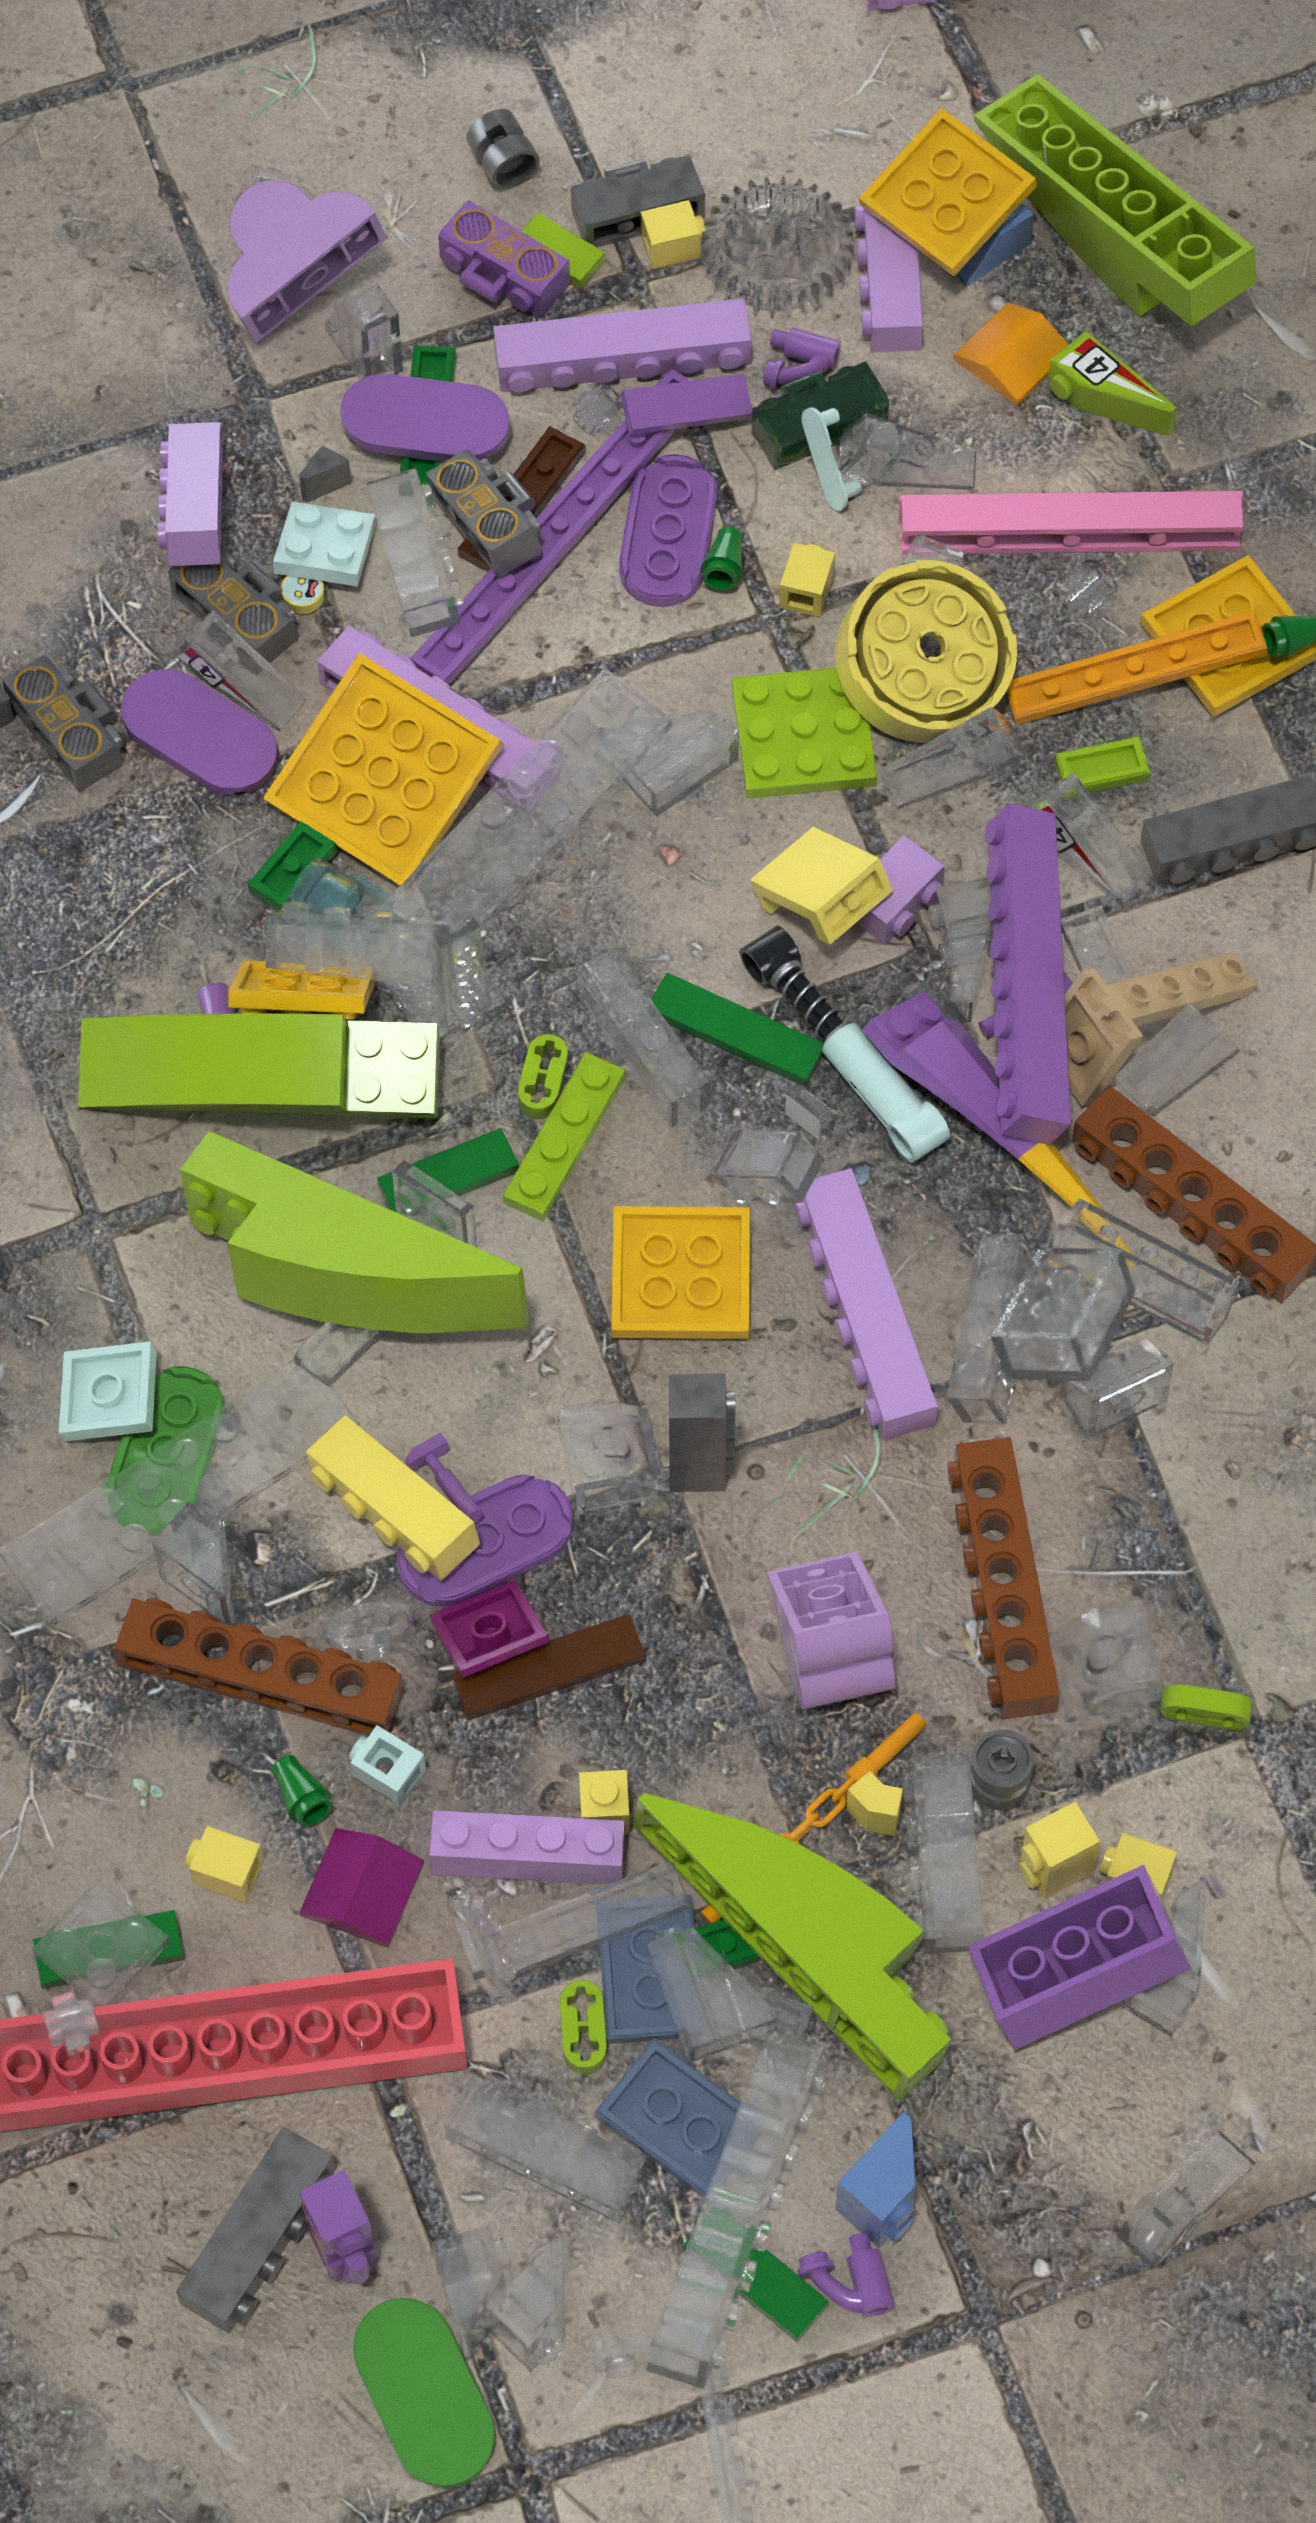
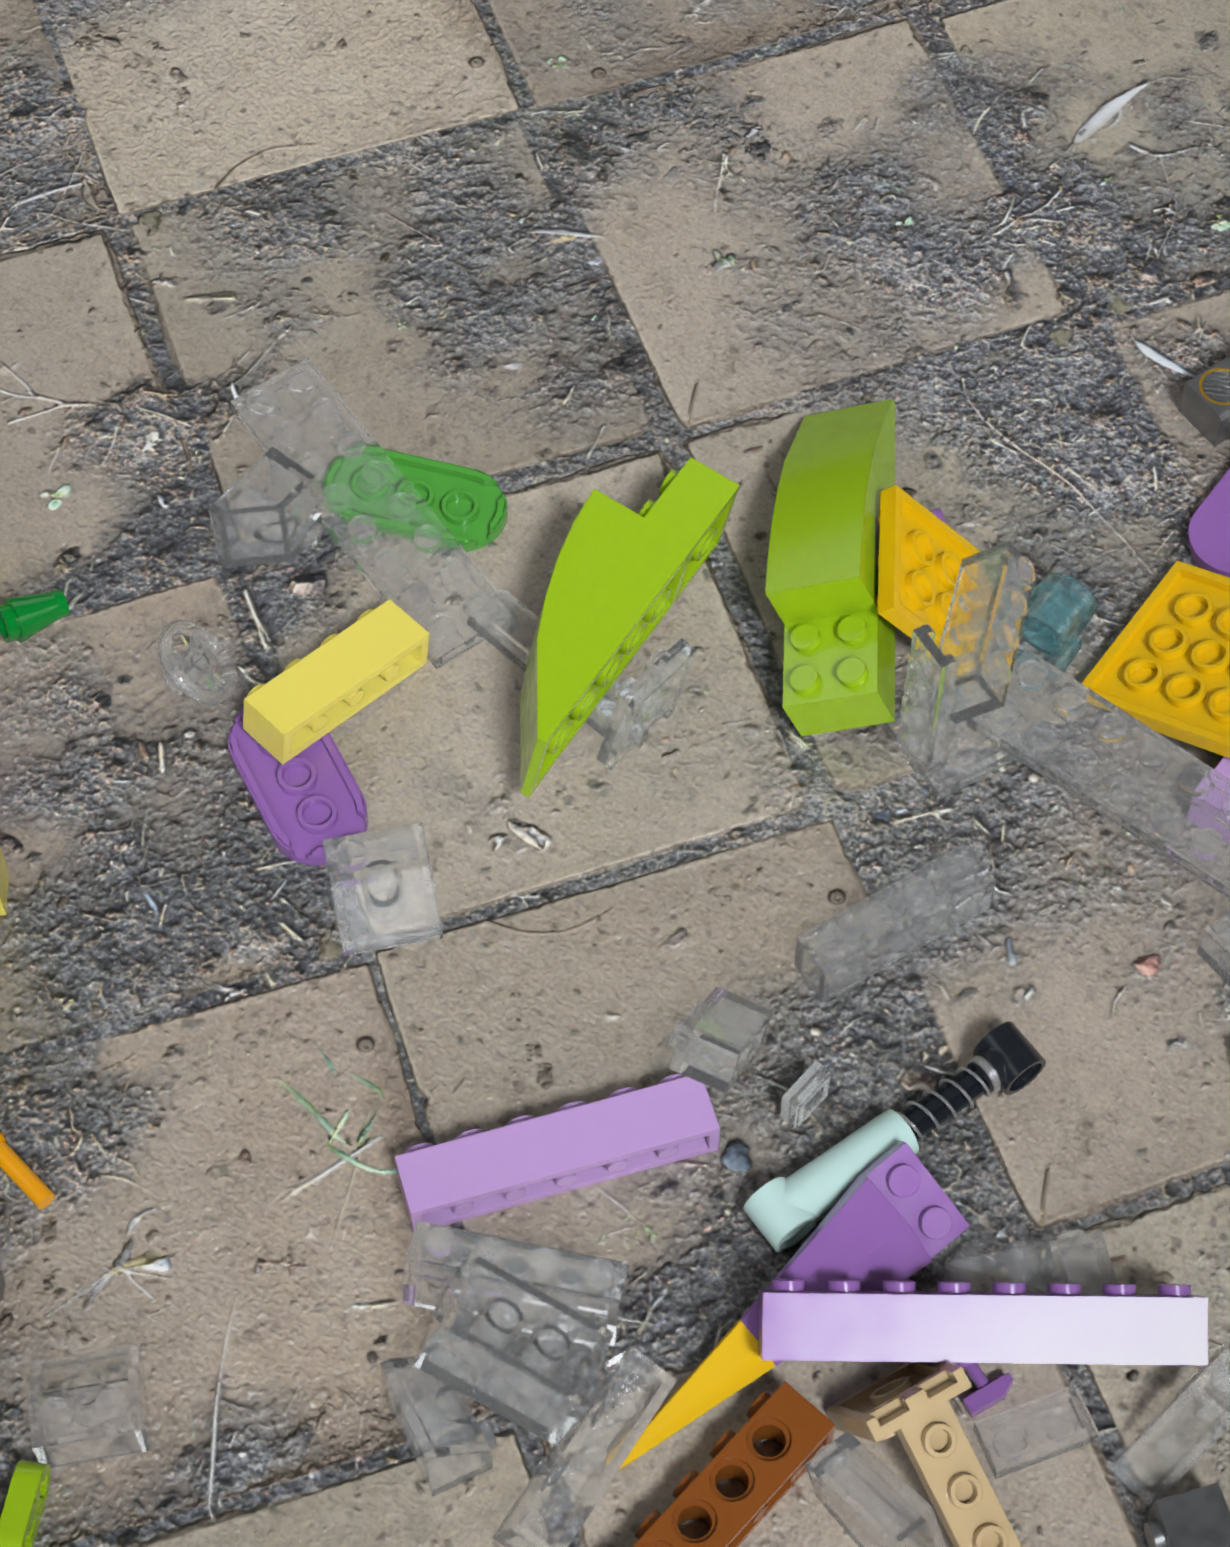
camera: 90 degrees right, 5 degrees down
(107, 1391) = (473, 439): light aqua plate -> none
(274, 1688) = (128, 679): dark orange brick -> none
(282, 869) = (1116, 596): green plate -> none
(386, 1748) = (44, 685): light aqua brick -> none
(427, 1454) = (357, 739): medium lavender piece -> none
(463, 1166) = (729, 743): green tile -> none
(488, 1628) = (188, 778): magenta slope -> none
(533, 1074) = (849, 831): lime beam -> none
(551, 1667) = (147, 838): reddish brown tile -> none
(564, 1136) = (775, 852): lime plate -> none
(680, 1272) = (602, 963): yellow plate -> none
(700, 1432) = (363, 937): flat silver brick -> none
(737, 1029) = (916, 1026): green tile -> none
(823, 882) = (1093, 1101): light yellow panel -> none
(833, 1630) = (143, 1090): lavender brick -> none
(914, 882) = (1105, 1195): lavender brick -> none
(994, 1466) = (178, 1313): dark orange brick -> none

